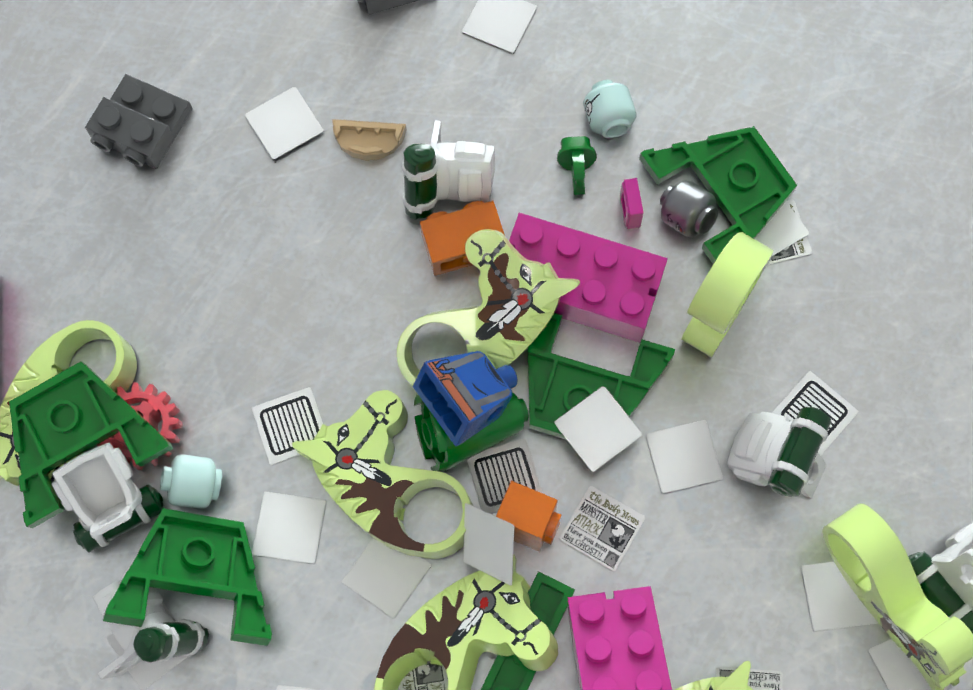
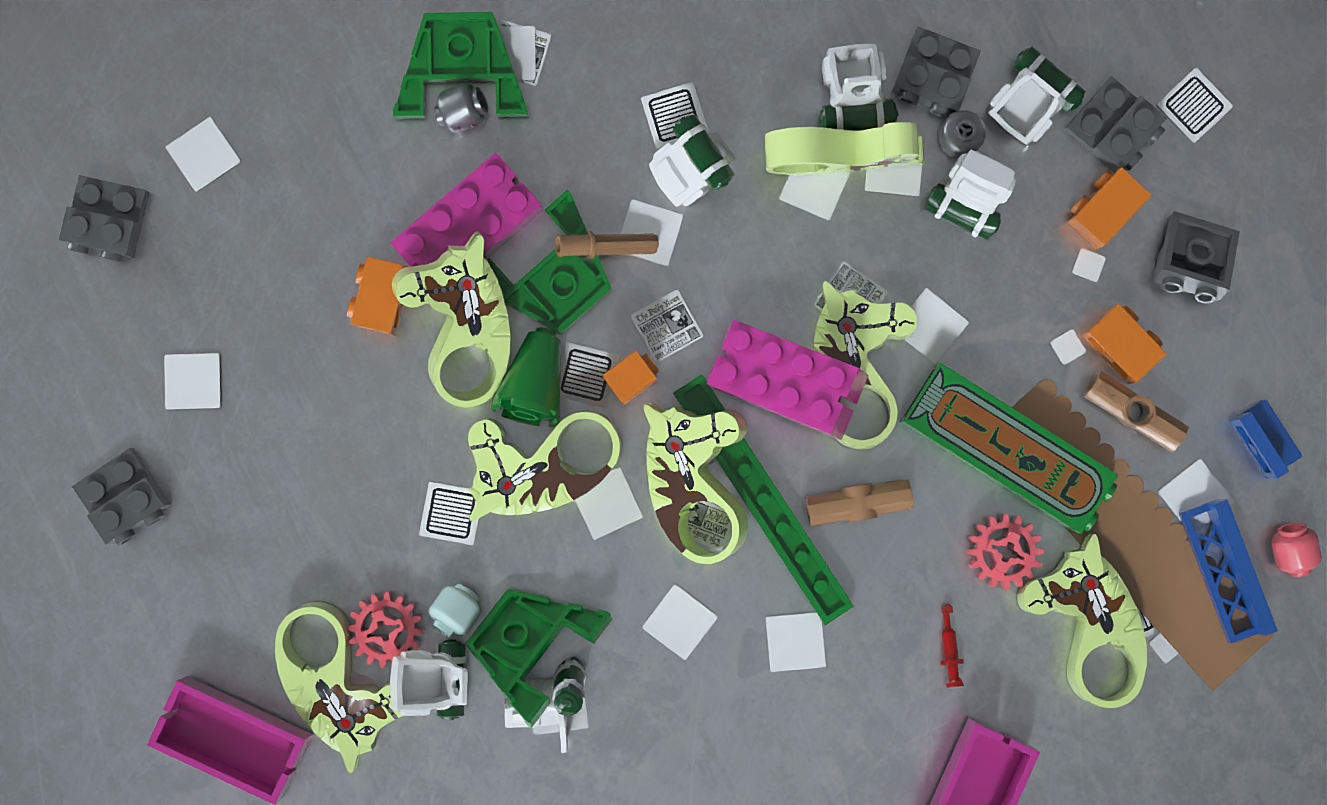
camera: 65 degrees left, 15 degrees up
(65, 420) = (354, 680): green wing -> none
(289, 527) = (529, 556): white sticker -> none
(368, 139) = (248, 321): tan tile -> none
(444, 172) = (320, 278): white piece -> none
(465, 392) = (515, 370): blue torso -> none
(488, 544) = (636, 418): white sticker -> none
(576, 156) = (363, 166): green piece -> none
(598, 428) = (593, 285): white sticker -> none
(609, 109) = (339, 116): light aqua head -> none
(631, 203) = (430, 149): dark pink tile -> none
(645, 417) = (605, 244): none -> medium nougat axle
(725, 292) = (555, 126): yellowish green animal -> none

